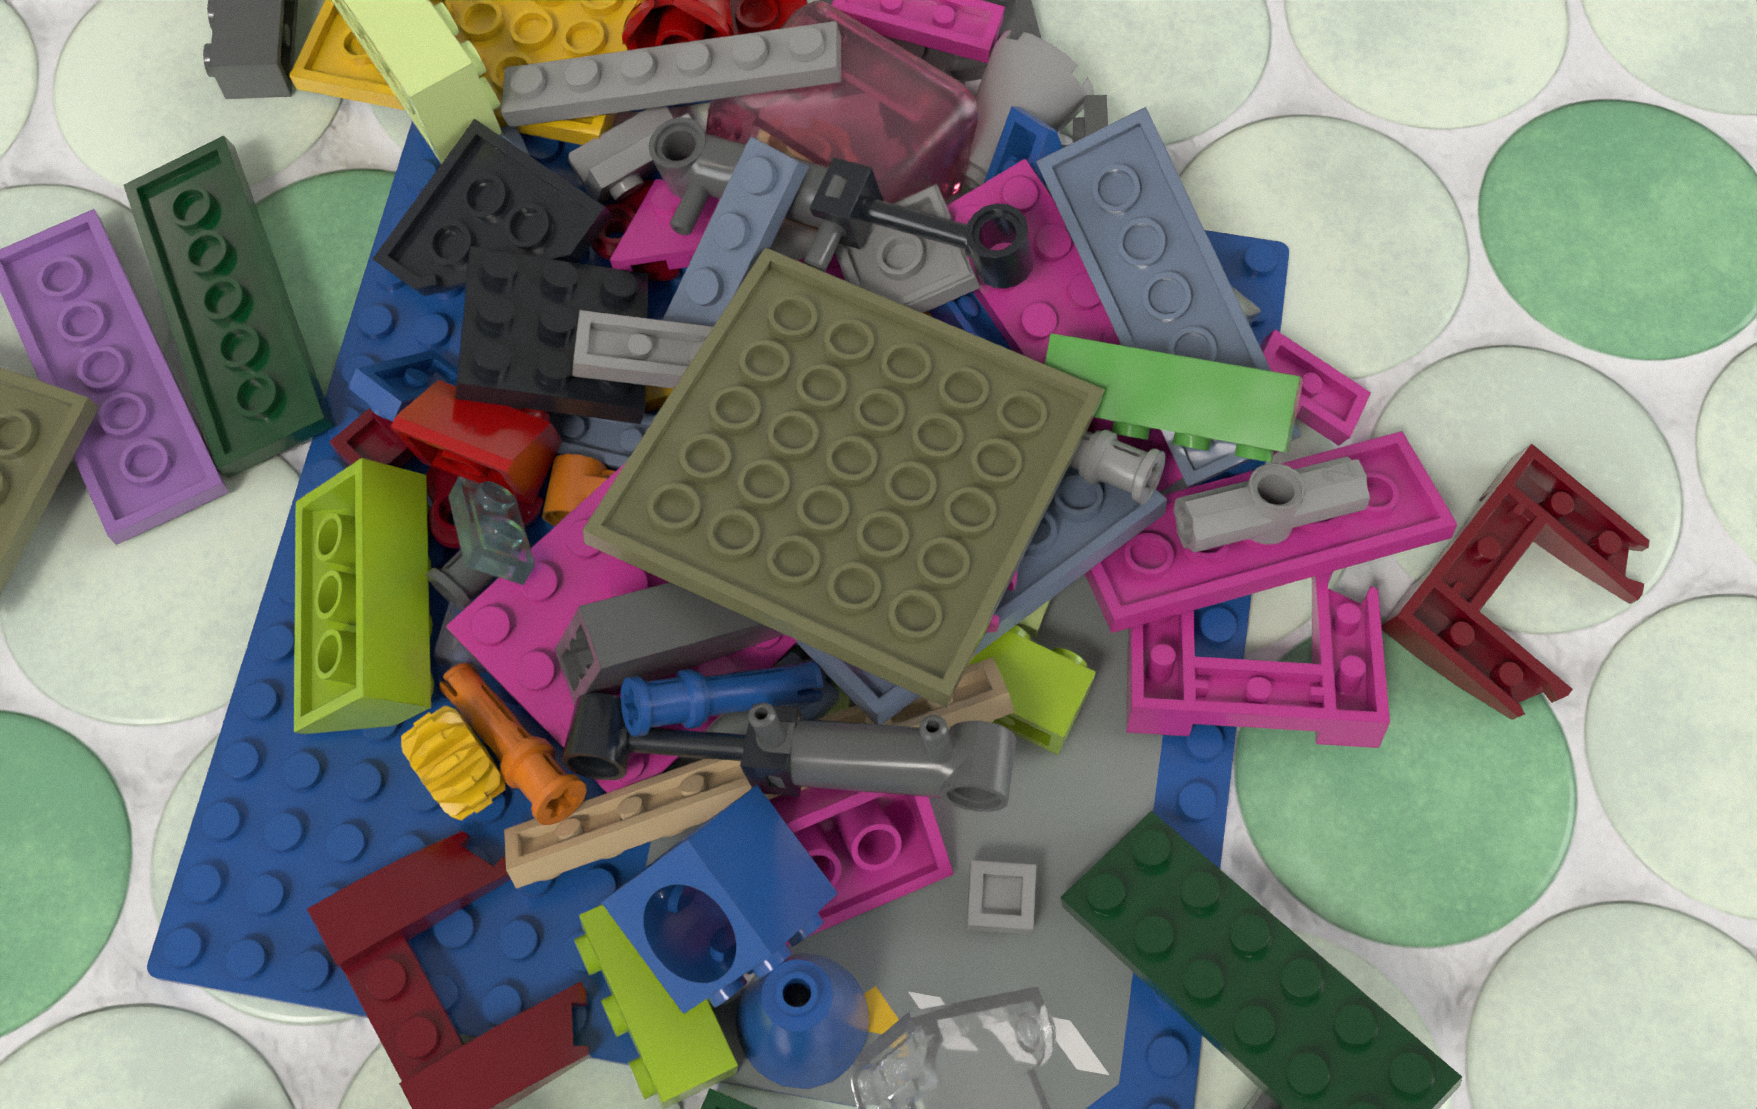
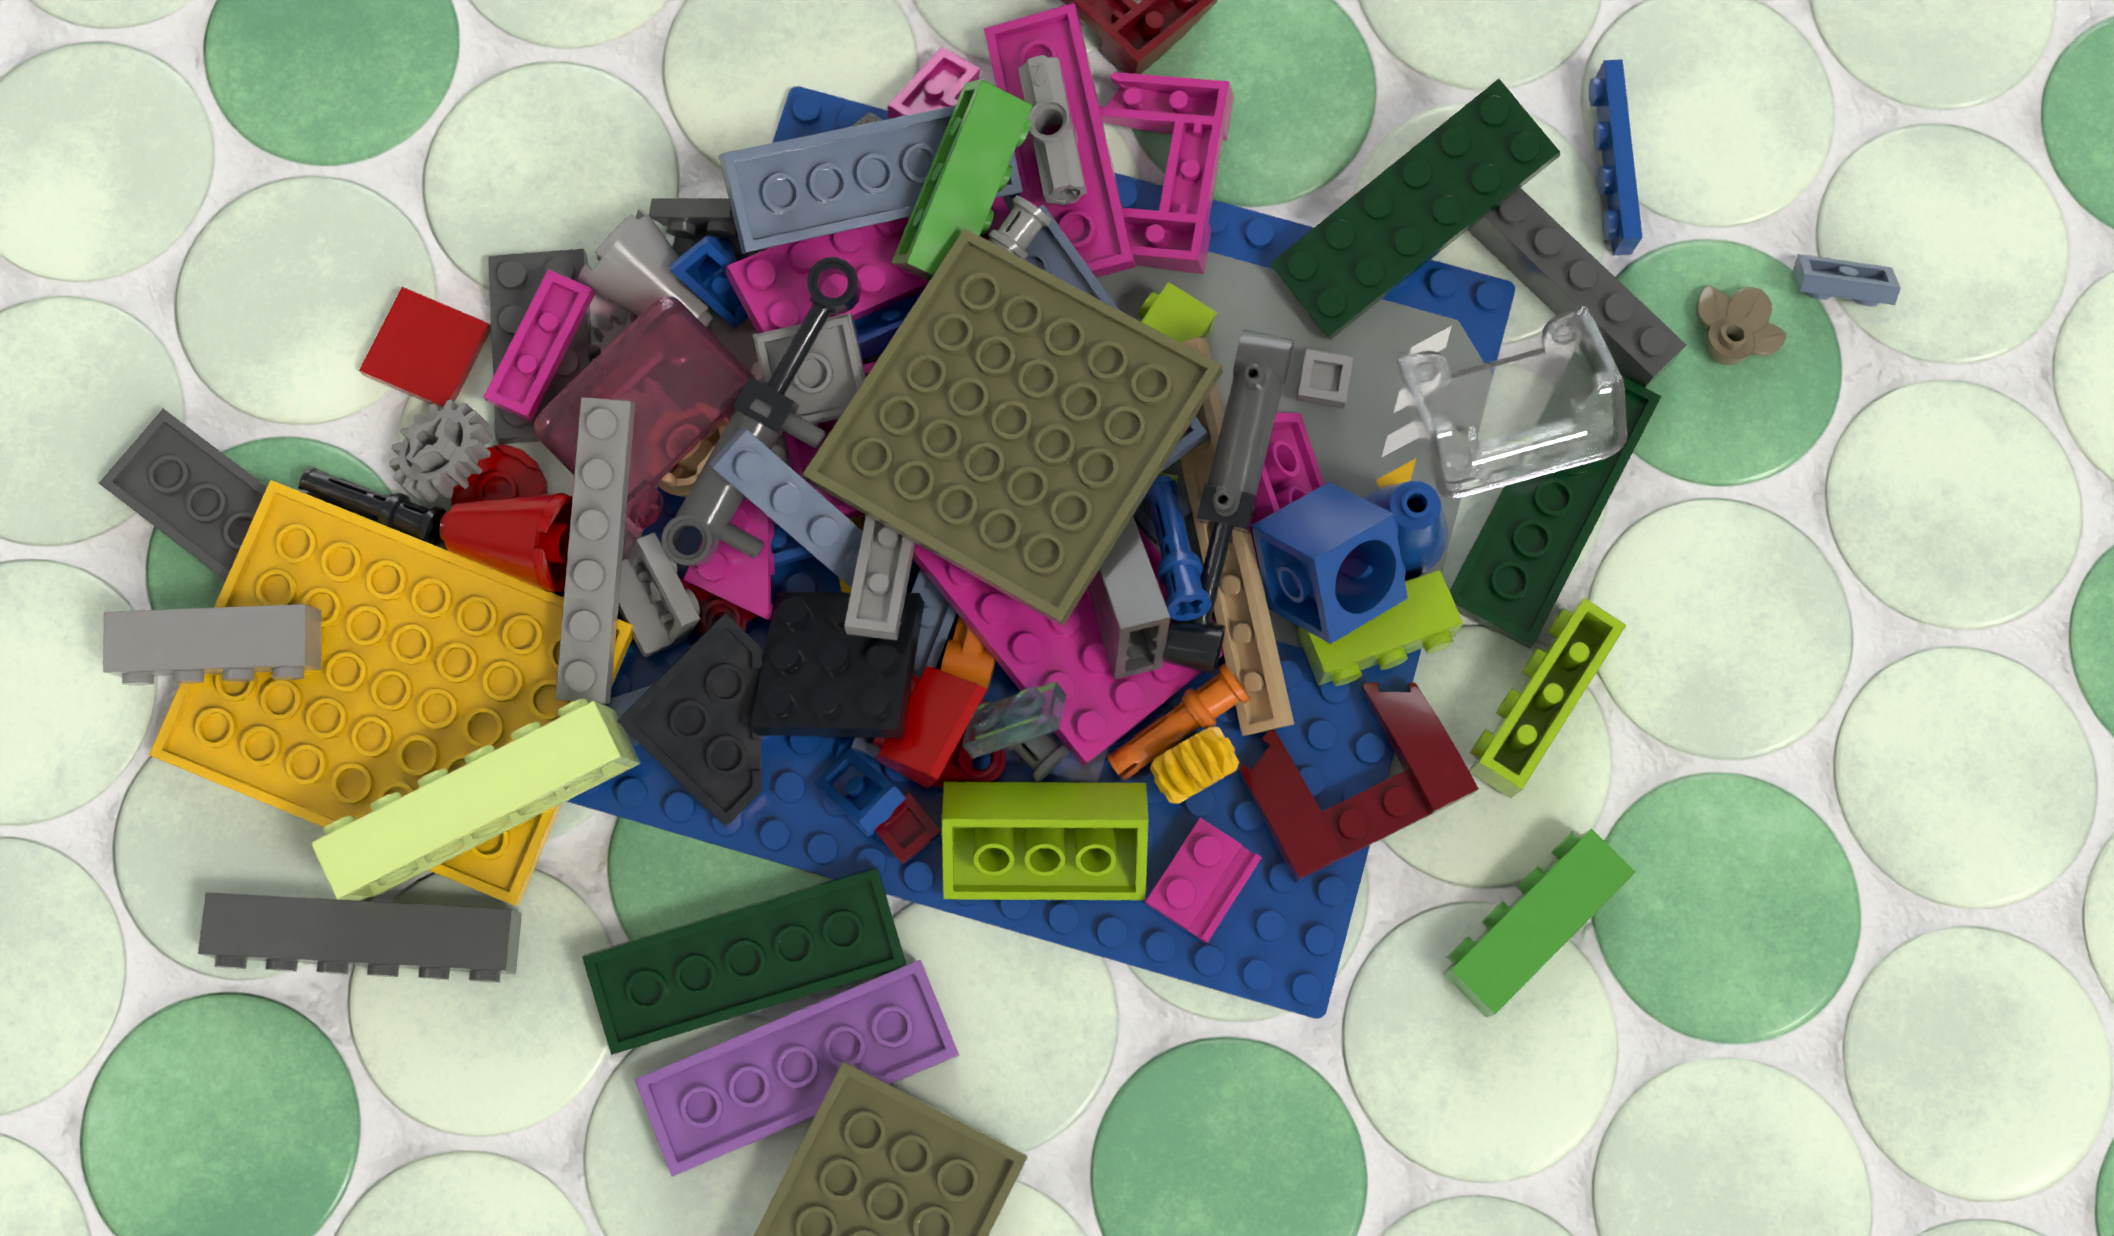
camera: 85 degrees left, 10 degrees up
(317, 799) = (1203, 880): none -> dark pink plate

